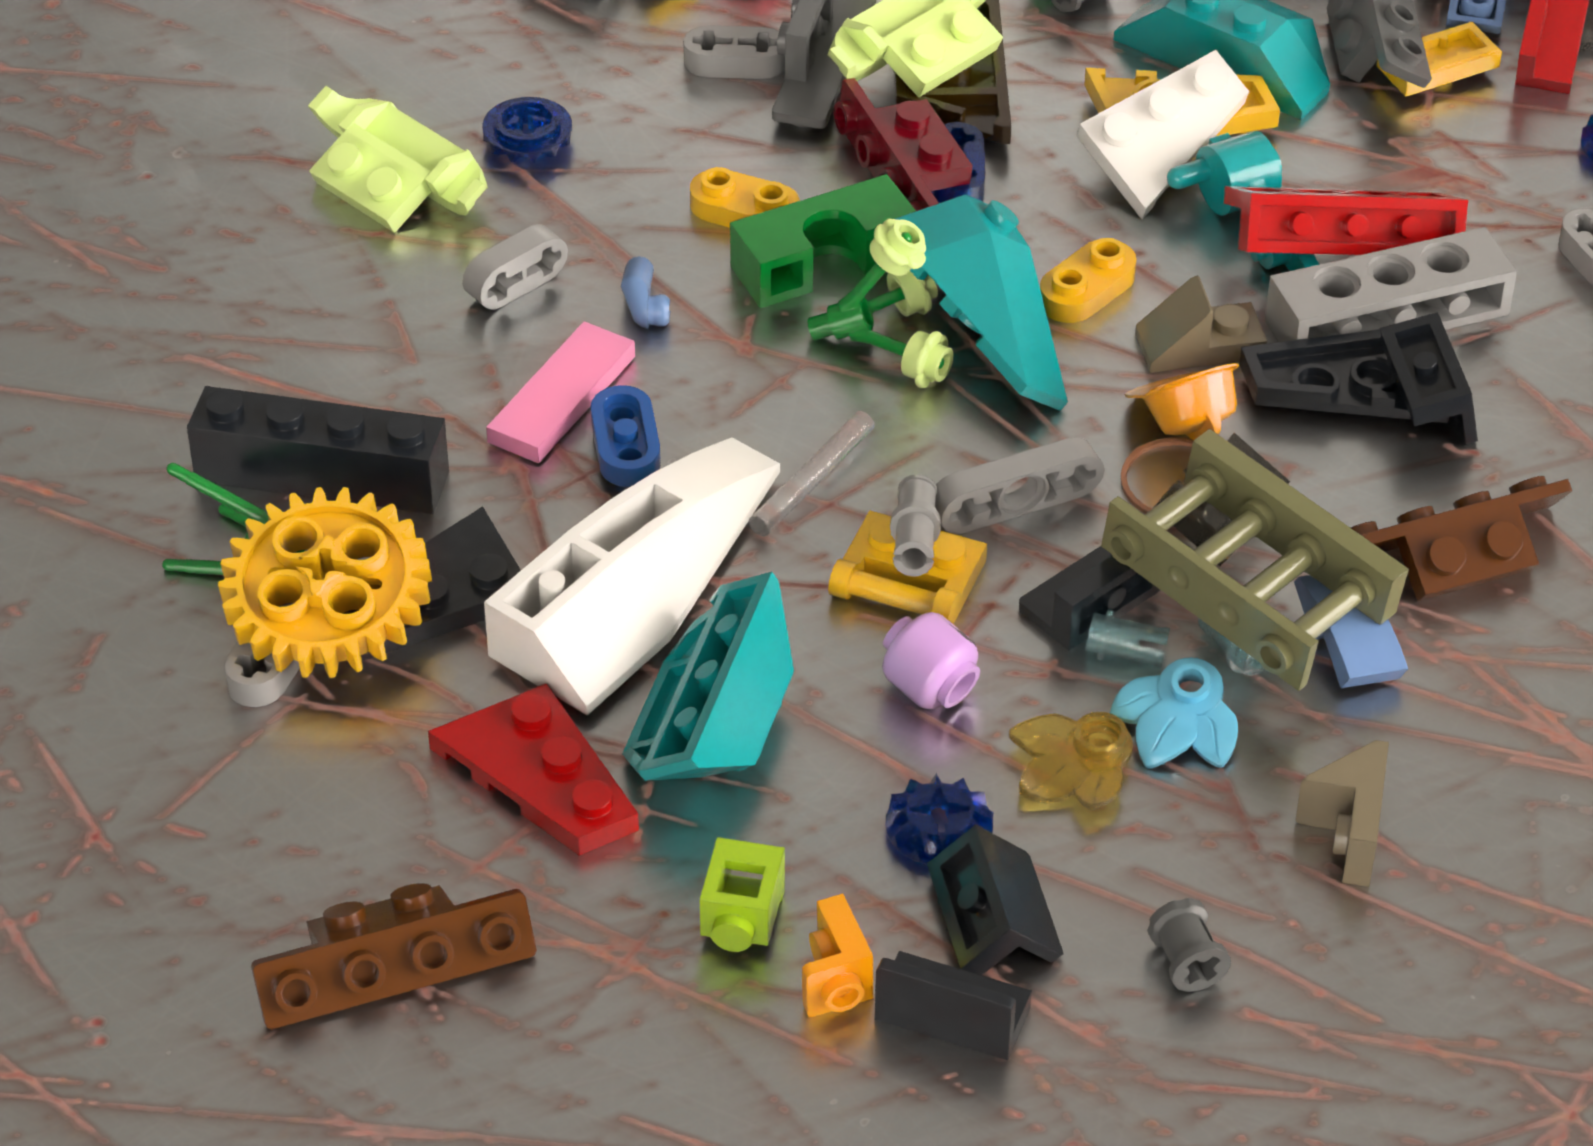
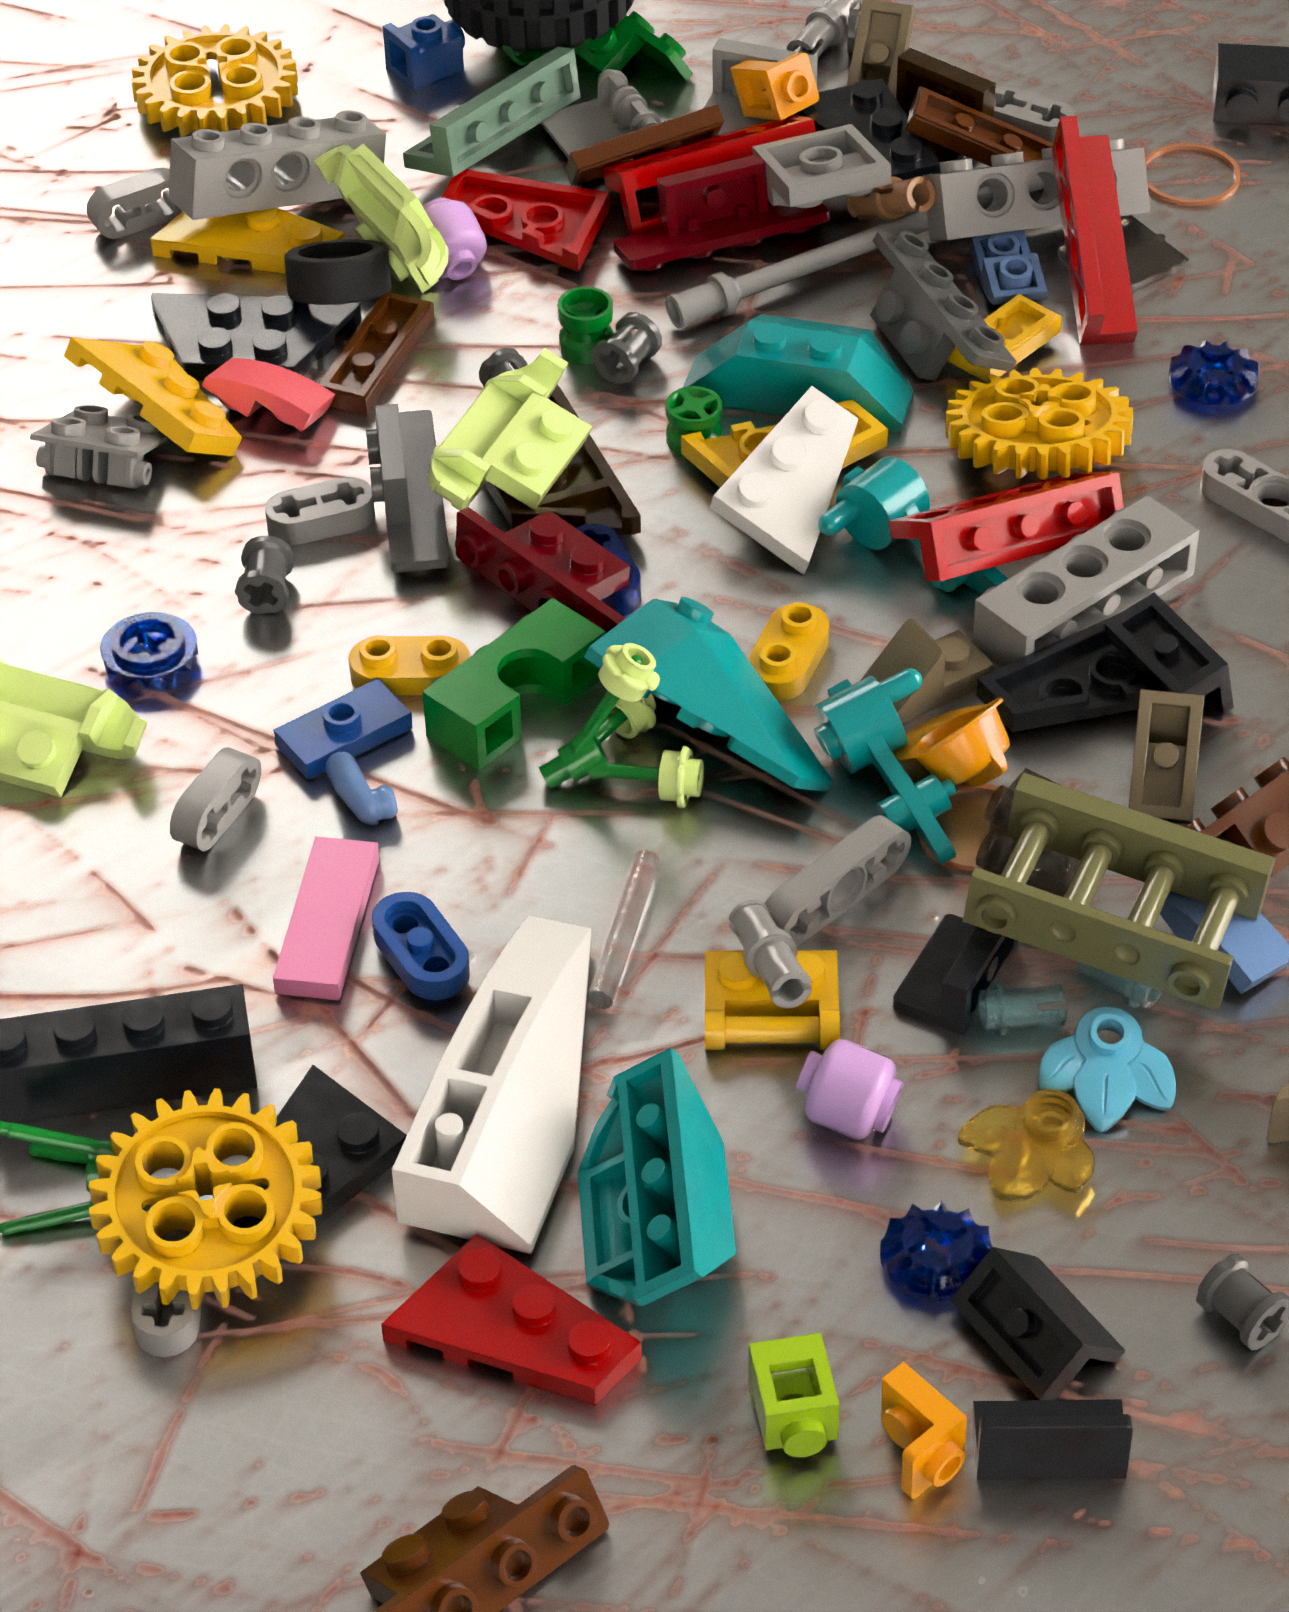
camera: 20 degrees left, 0 degrees up
(650, 99) = (266, 565): none -> dark grey bush
(659, 237) = (343, 725): none -> plate
(1109, 49) = (692, 411): none -> green wheel
(1109, 364) = (865, 729): none -> teal piece
(1376, 460) = (1166, 755): none -> dark tan slope
(1425, 140) = (1039, 423): none -> yellow gear

